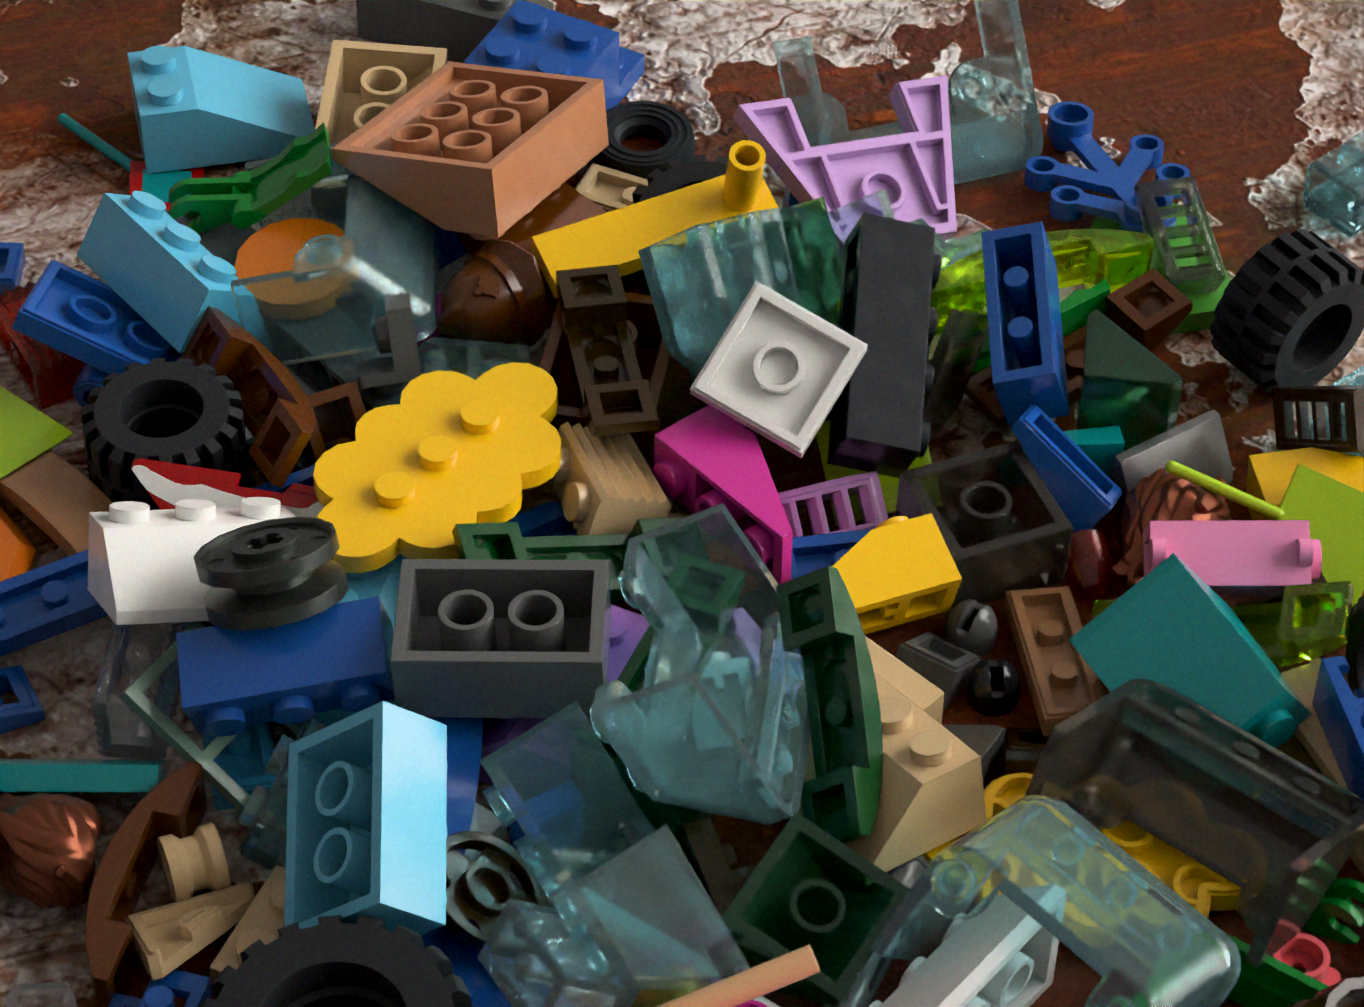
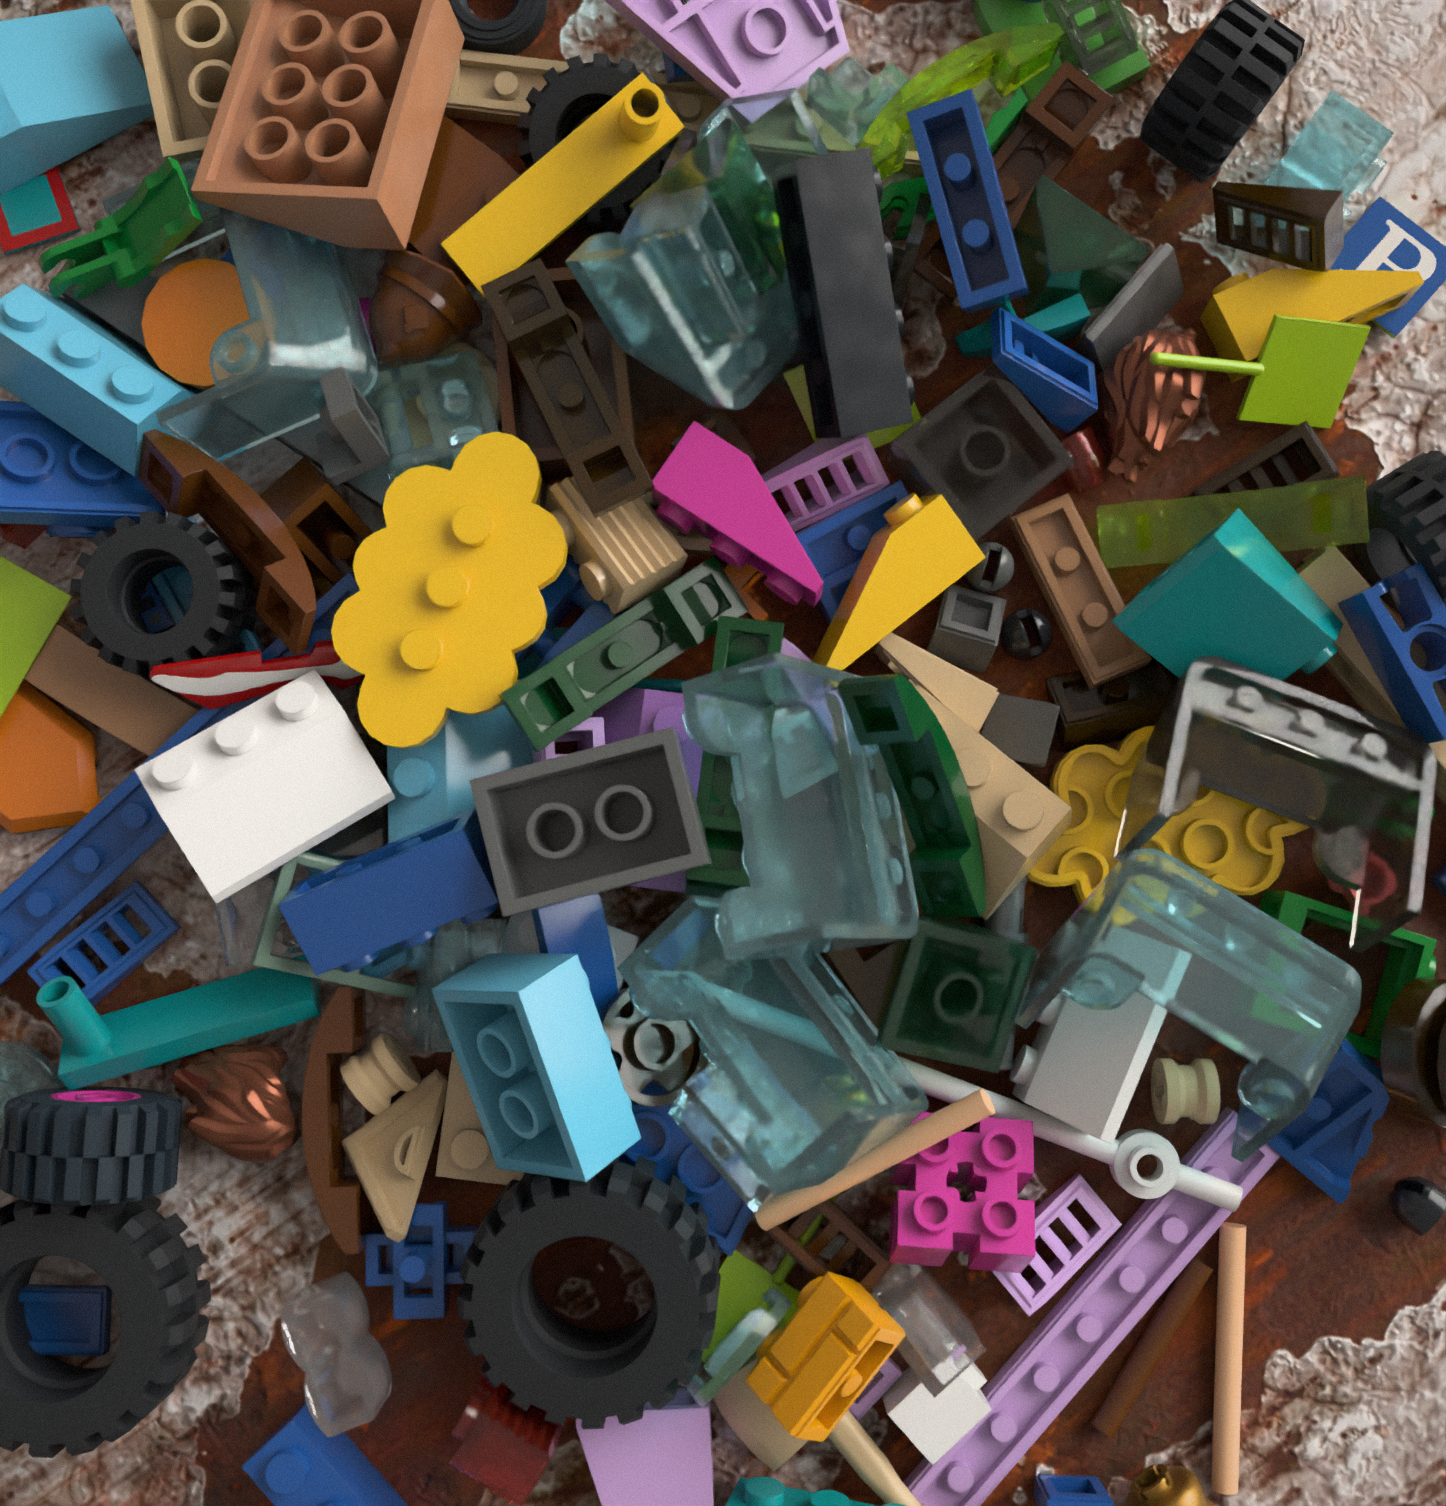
camera: 15 degrees left, 40 degrees up
(271, 573) = (346, 832): pearl dark grey wheel -> none
(778, 369) = (756, 385): white tile -> none
(1238, 555) = (1232, 457): bright pink brick -> none

